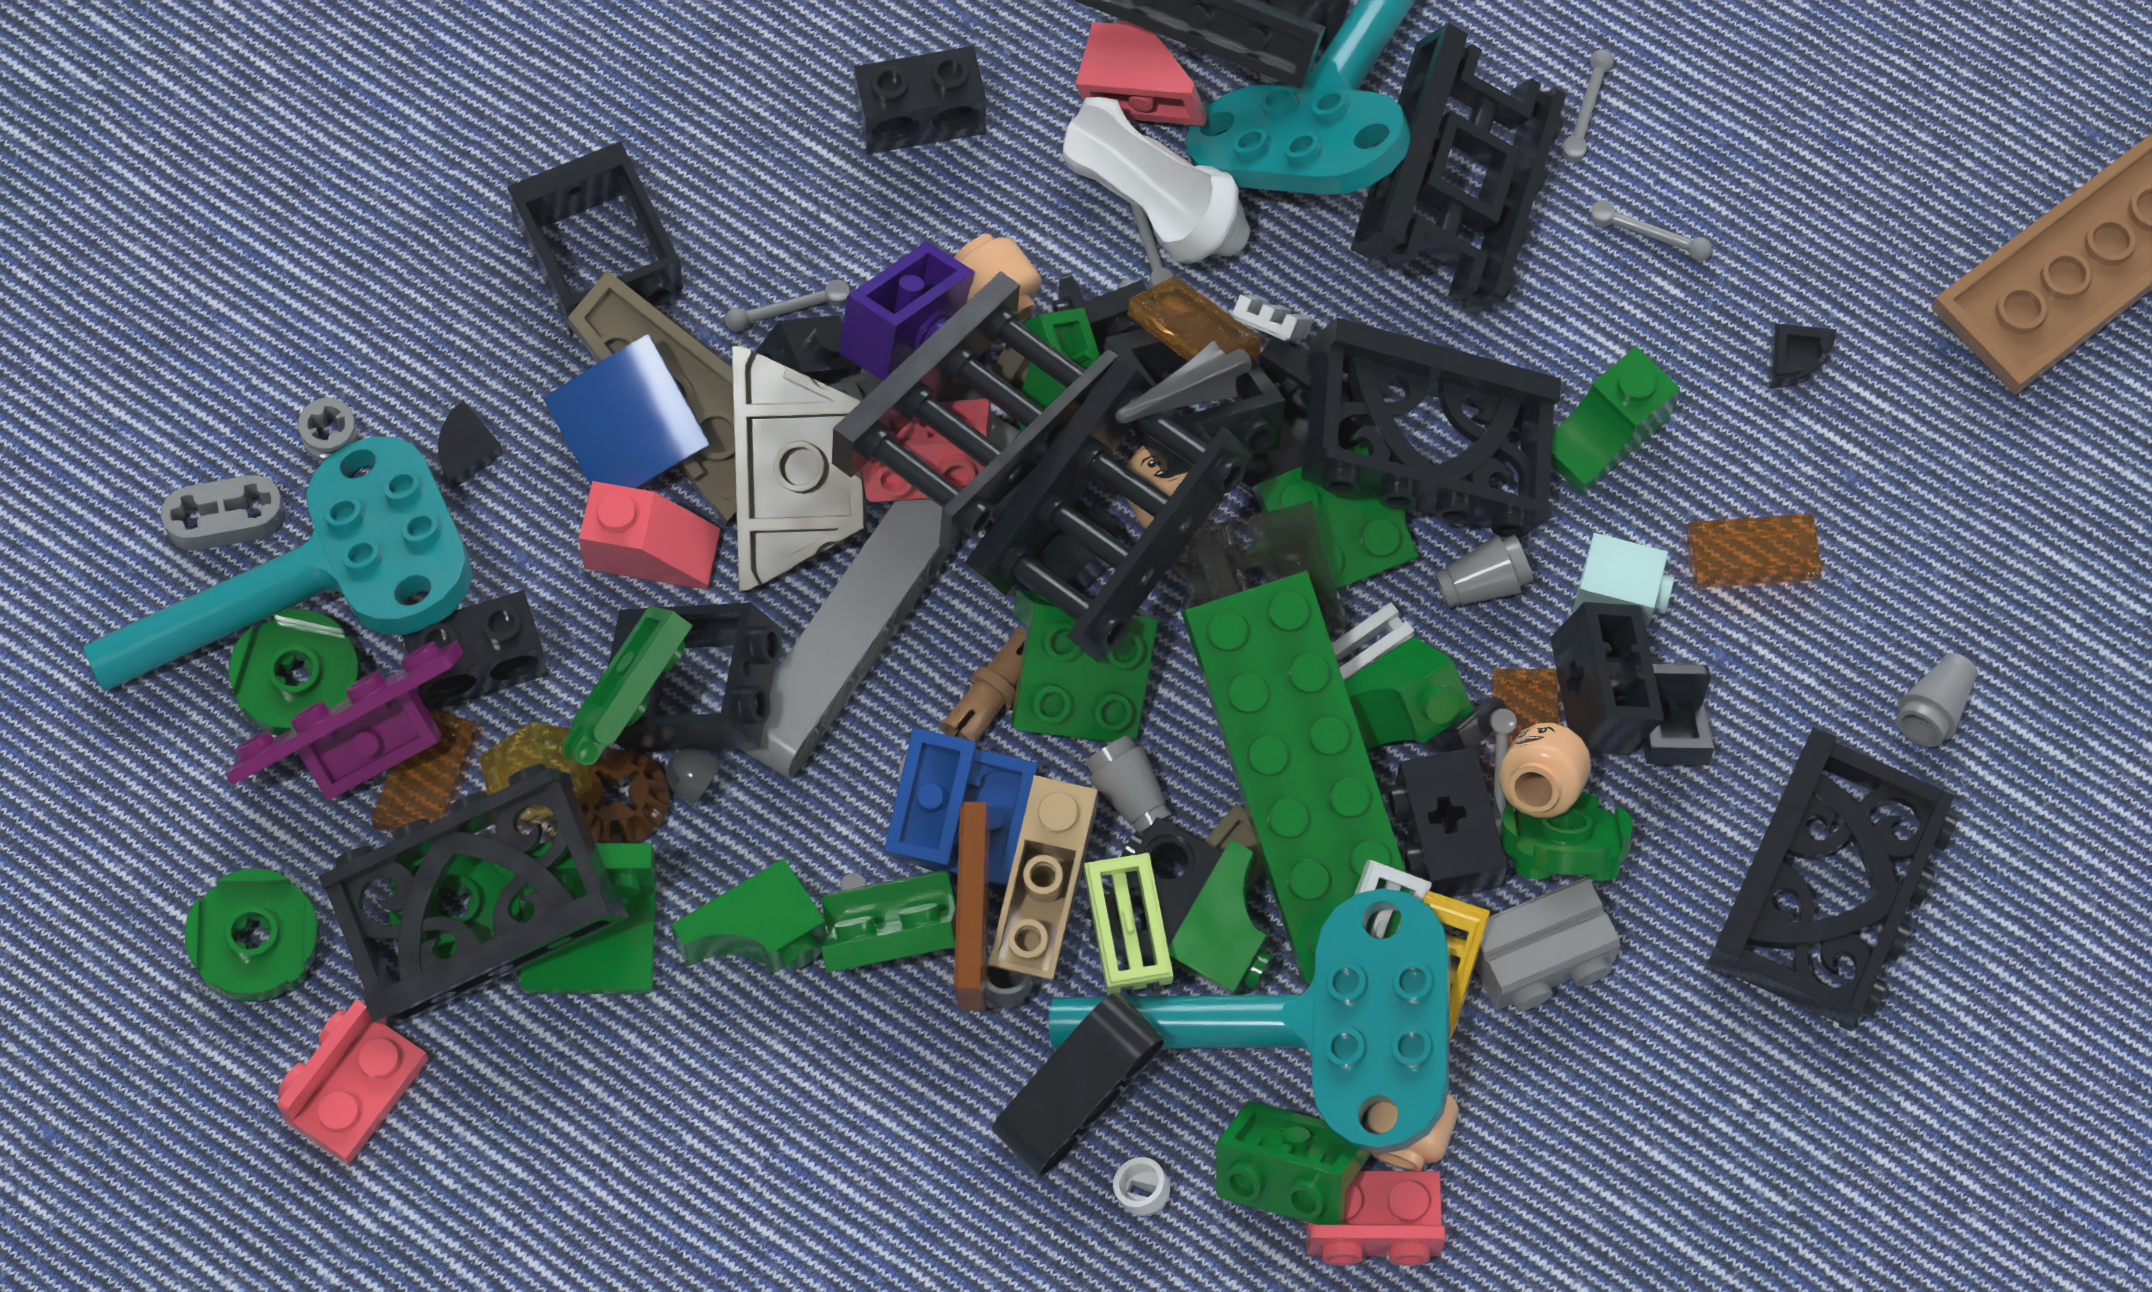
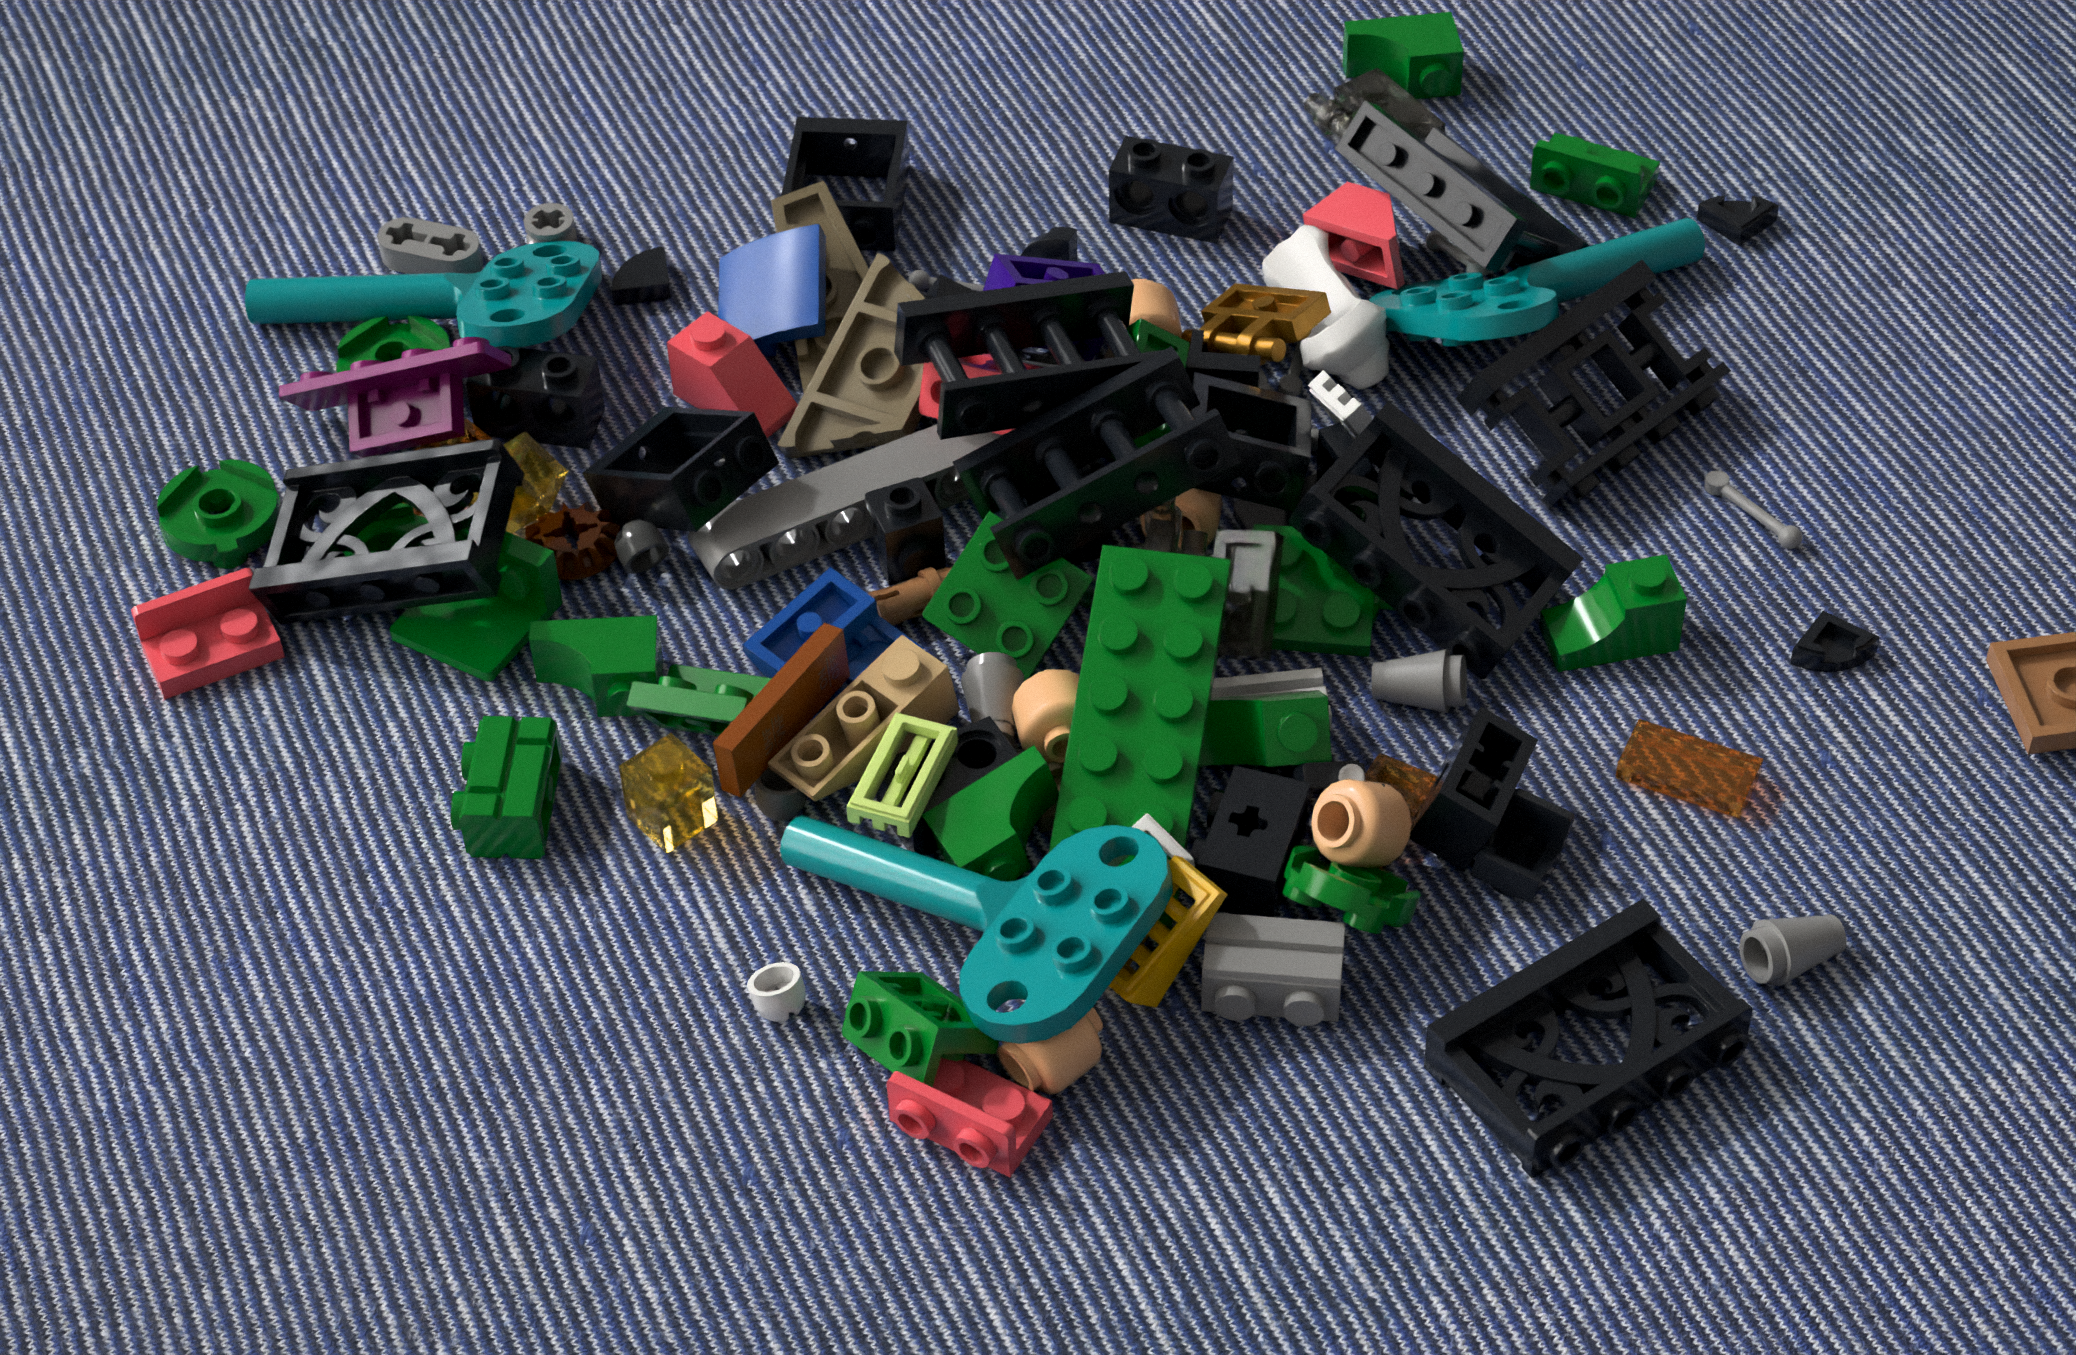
camera: 35 degrees right, 20 degrees down
(623, 688) = (610, 442): green hinge -> none
(762, 1102) = (509, 787): none -> green brick
(849, 235) = (1057, 244): none -> black tile
(914, 1037) = (668, 793): none -> clear yellow brick
(940, 635) = (907, 529): none -> black bracket
(1078, 1084) = (773, 876): black beam -> none
(1101, 217) = (1260, 320): none -> pearl gold plate
(1189, 320) = (1275, 391): clear orange tile -> none
(1199, 780) = (1045, 712): none -> light nougat head
(1202, 379) = (1244, 403): dark grey piece -> none
(1575, 146) = (1723, 429): light grey hinge -> none
(1626, 575) = (1557, 723): light aqua brick -> none

